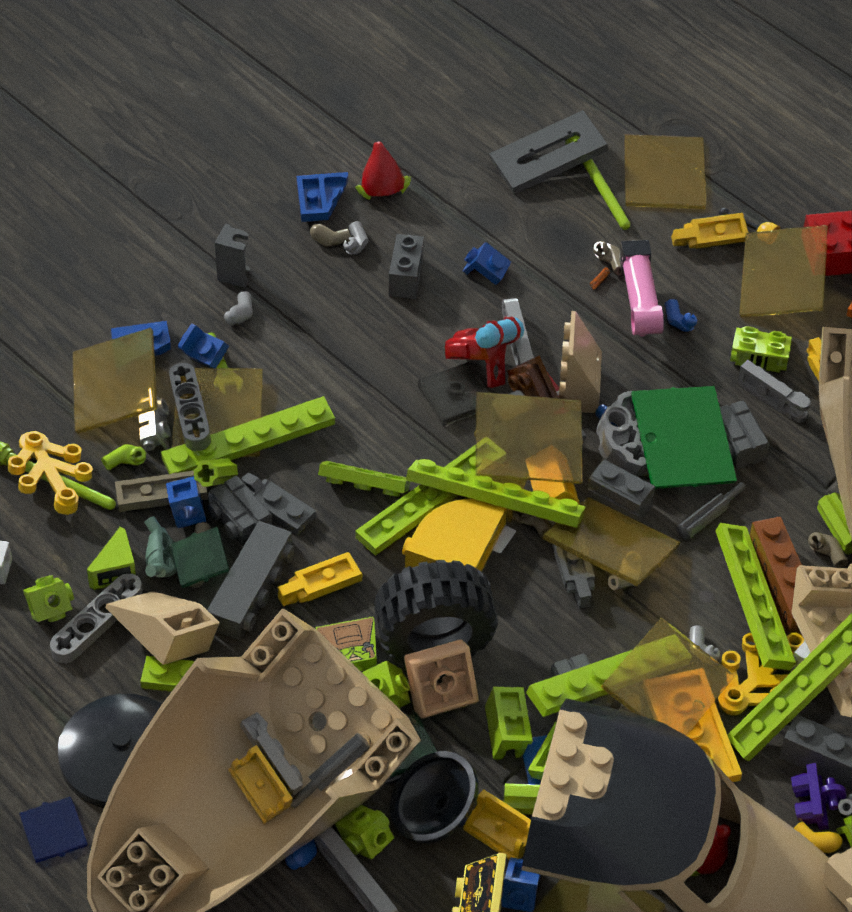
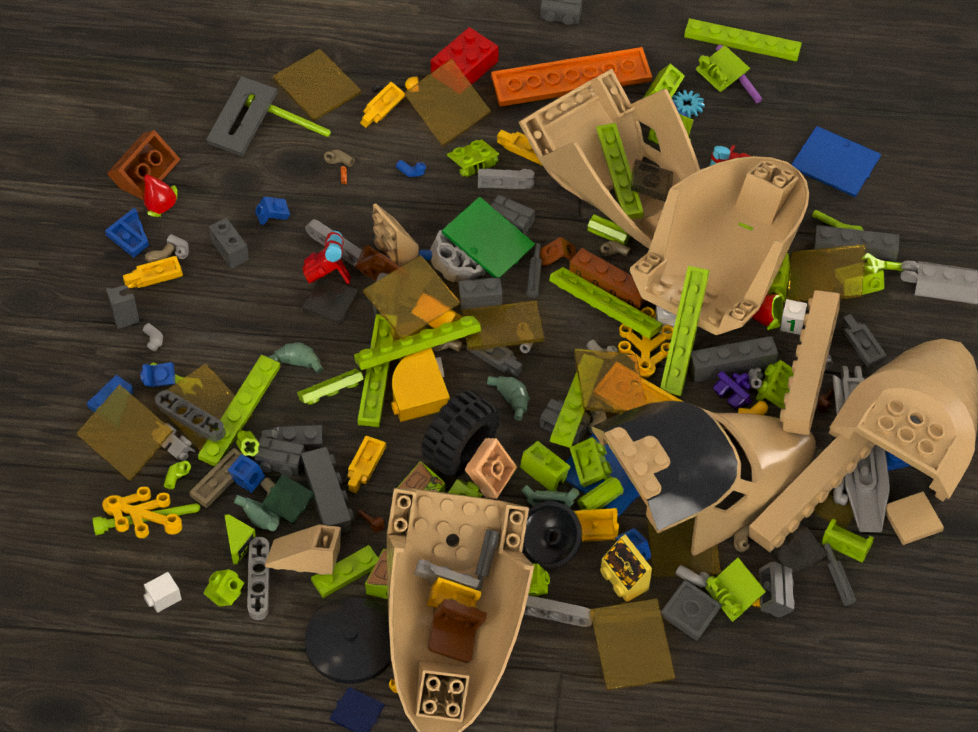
camera: 40 degrees left, 5 degrees up
(225, 819) = (455, 630): none -> reddish brown bracket
(303, 248) = (153, 273): none -> yellow hinge
(365, 424) = (298, 355): none -> sand green piece
(408, 136) = (145, 157): none -> dark orange slope
(484, 765) = (542, 496): none -> sand green piece
(556, 624) = (513, 392): none -> sand green piece
(635, 264) = (368, 155): bright pink piece -> none
(756, 503) = (557, 250): none -> dark orange bracket

